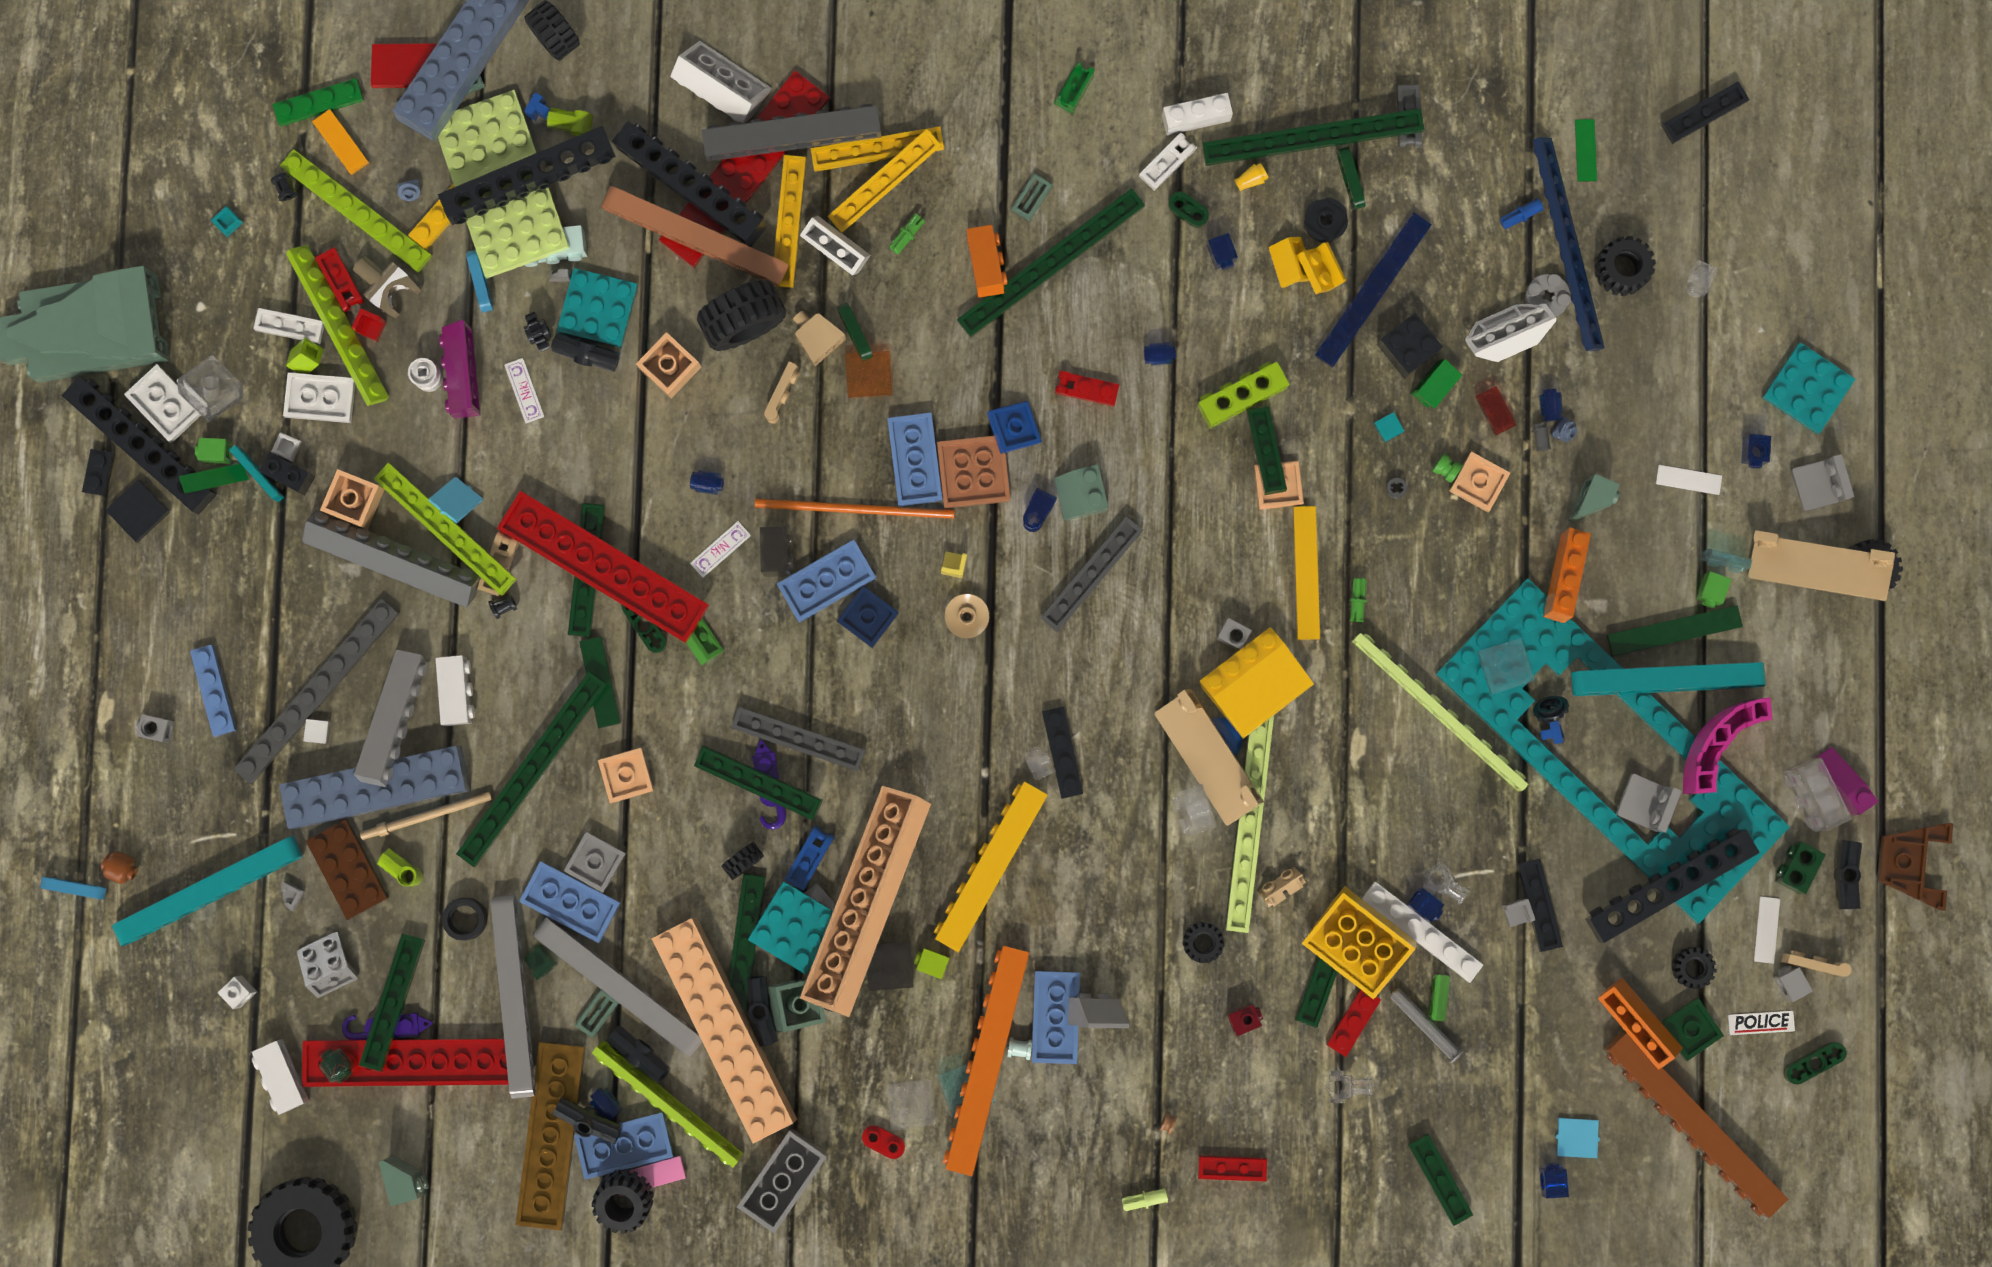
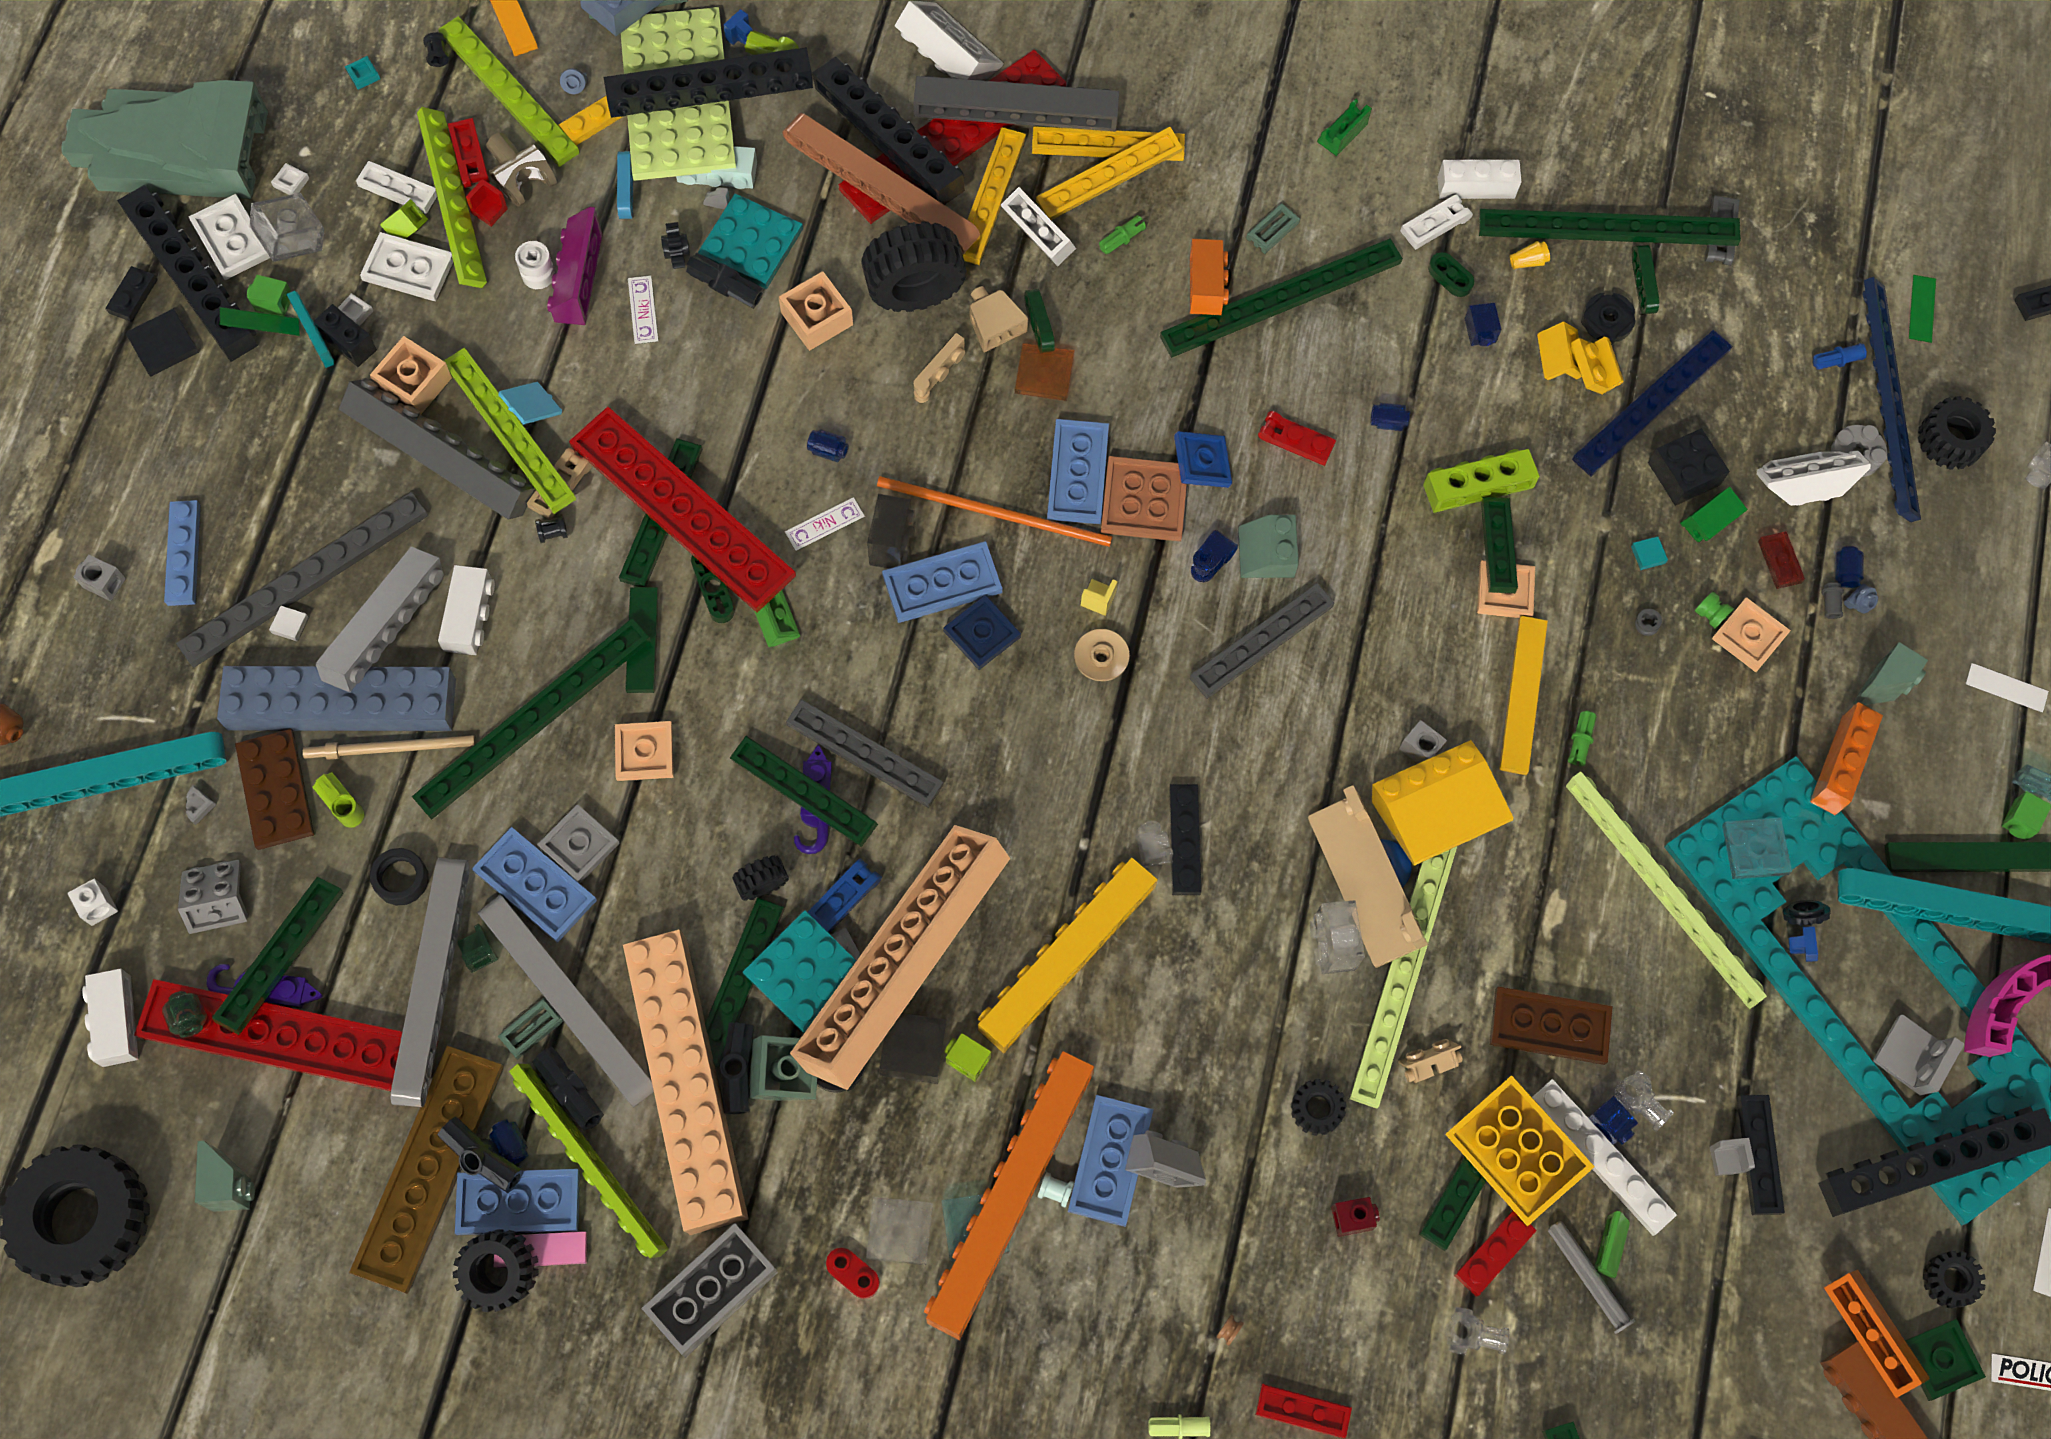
camera: 10 degrees right, 15 degrees down
(197, 338) = (290, 180): none -> white tile
(1368, 840) = (1551, 1025): none -> reddish brown plate

